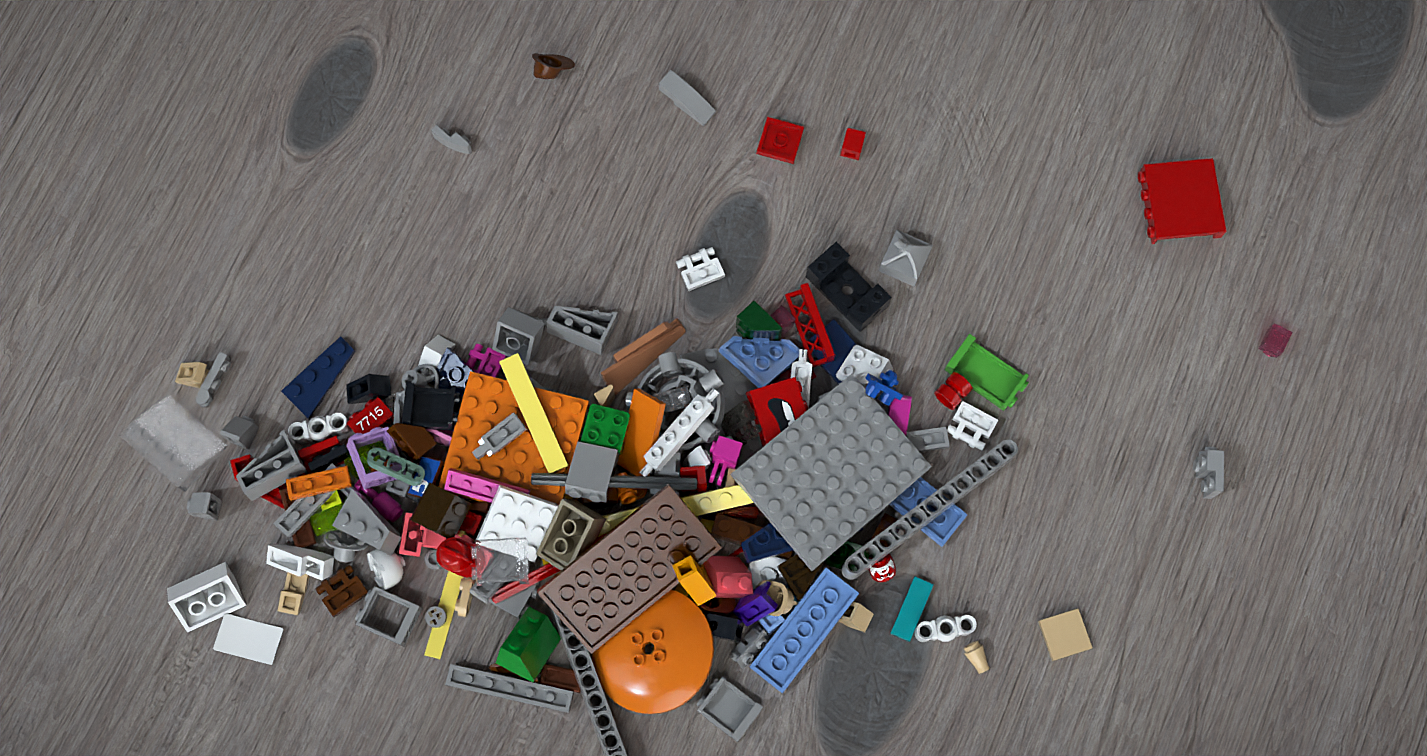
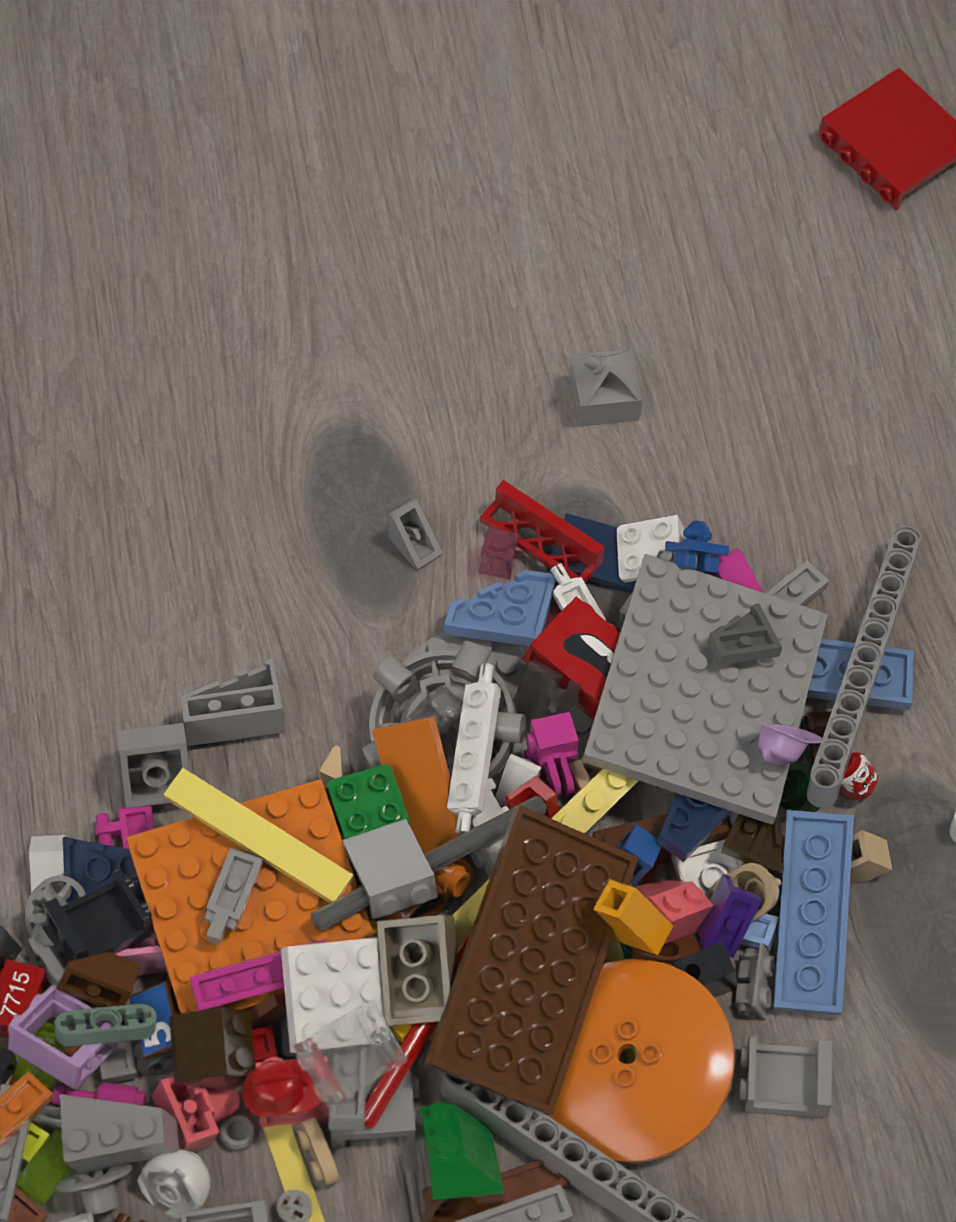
camera: 35 degrees left, 15 degrees down
(640, 354) = (338, 699): nougat wedge -> none
(686, 98) = (169, 349): light grey slope -> none
(703, 273) = (348, 555): white plate -> none
(730, 541) = (642, 845): none -> blue brick
(740, 512) = (623, 814): clear red tile -> none
(742, 284) = (412, 534): none -> light grey slope
(757, 323) = (474, 566): dark green slope -> none
(780, 140) = (334, 335): red plate -> none
(832, 273) = (524, 462): black plate -> none
(846, 531) = (784, 742): none -> lavender piece
(853, 143) = (436, 288): red panel -> none
(868, 457) = (745, 639): none -> dark grey wing
(911, 609) = (928, 810): teal tile -> none
(954, 389) = (784, 511): red wheel -> none
(974, 420) = (838, 533): white plate -> none
(987, 373) = (810, 471): bright green panel -> none

